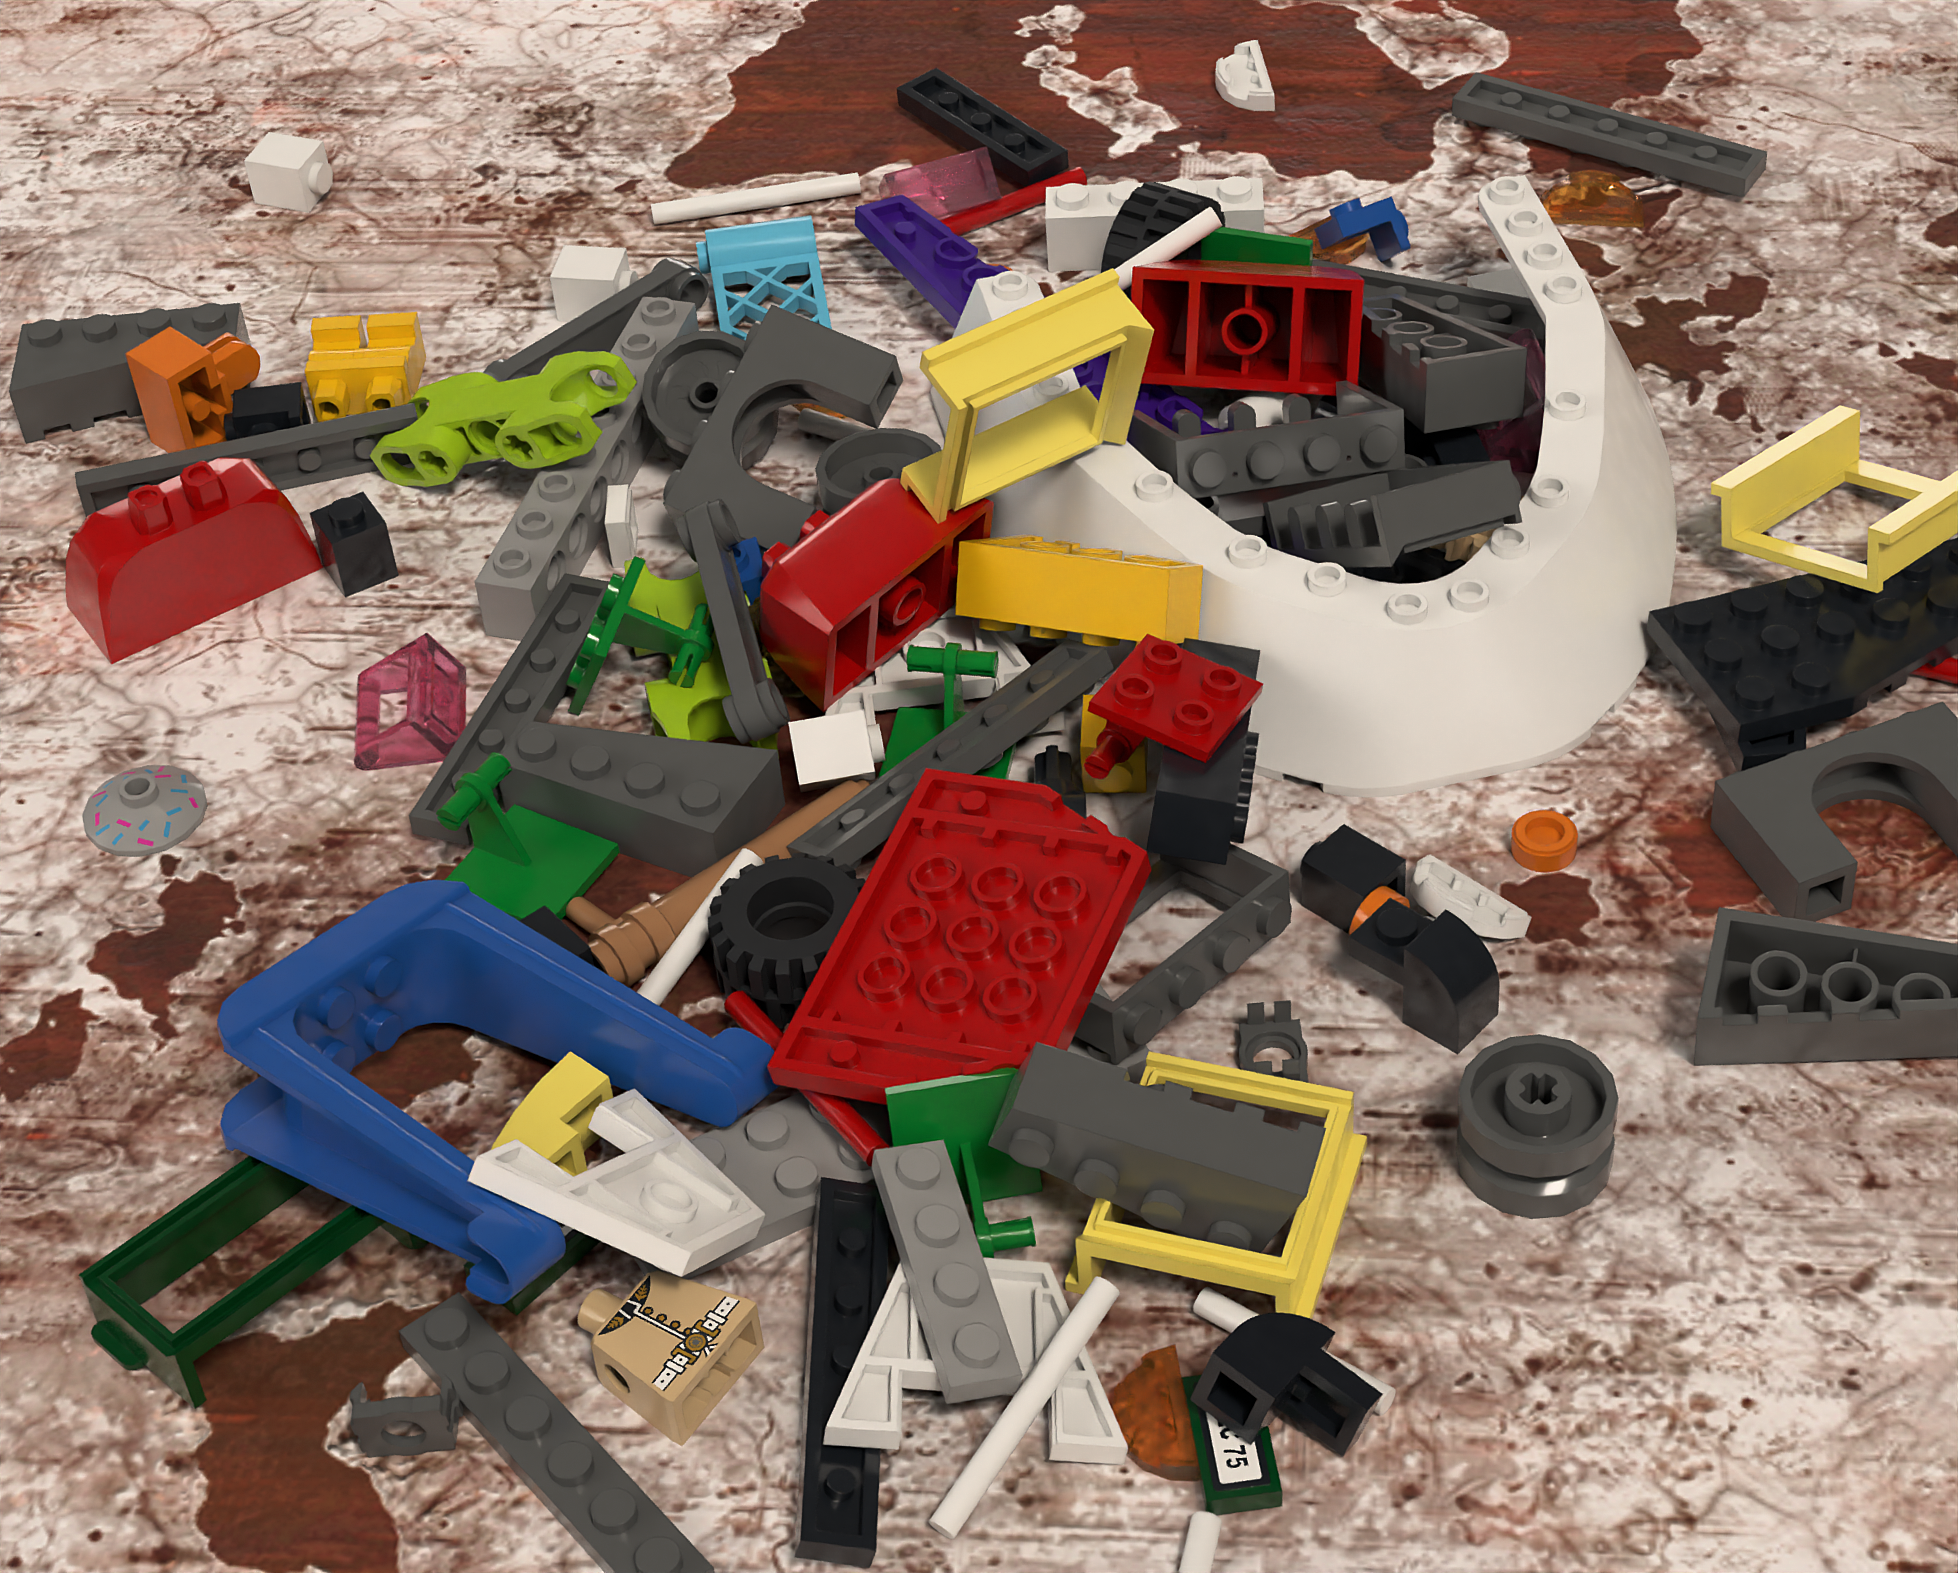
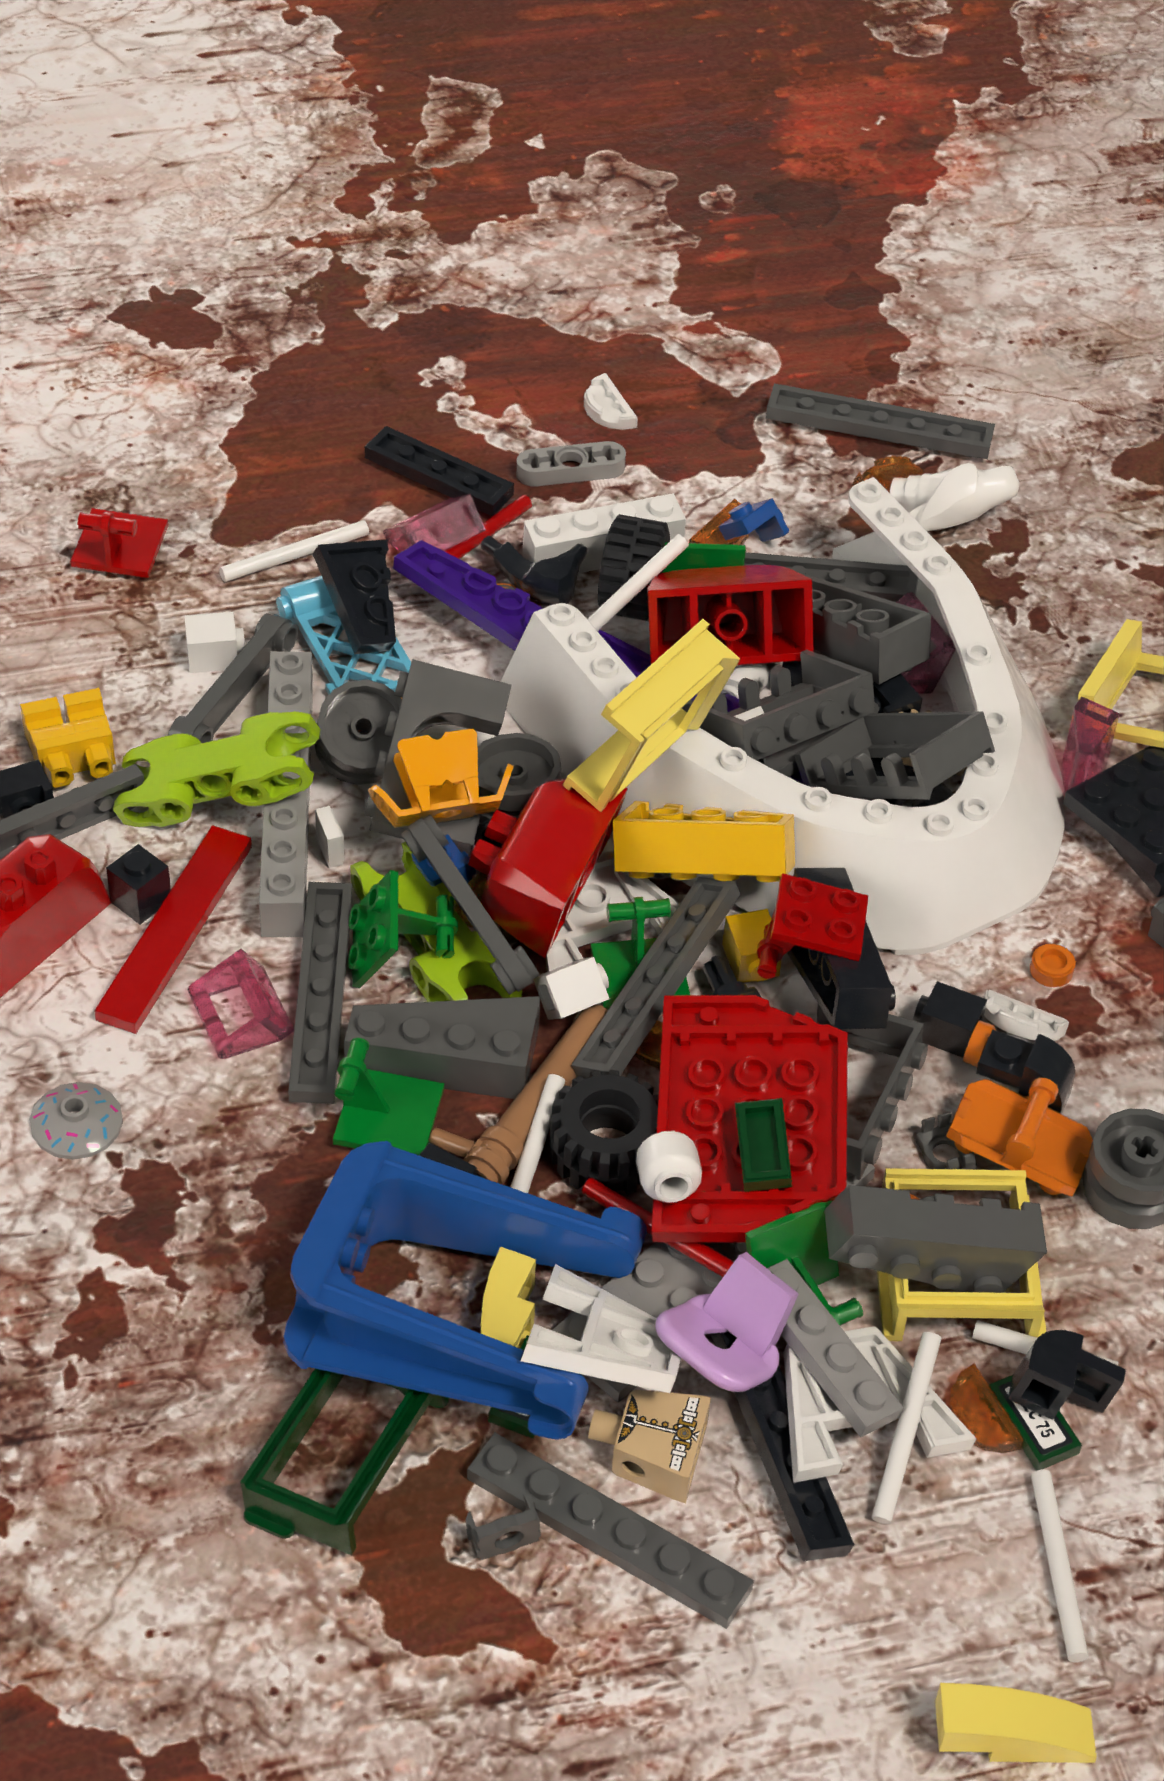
camera: 25 degrees left, 5 degrees up
(372, 610) = (173, 930): none -> red tile
(538, 158) = (118, 542): none -> red plate
(760, 458) = (439, 780): none -> light orange piece
(793, 240) = (359, 590): none -> black wing
(814, 979) = (669, 1166): none -> white head
(851, 1187) = (748, 1305): none -> lavender piece
(961, 977) = (763, 1145): none -> dark green tile
(1052, 259) = (546, 581): none -> black animal
(1190, 142) = (606, 463): none -> light grey beam
(1381, 1047) = (1023, 1133): none -> orange shield
(1662, 229) = (954, 494): none -> white animal
(1710, 547) = (1088, 742): none -> clear pink tile

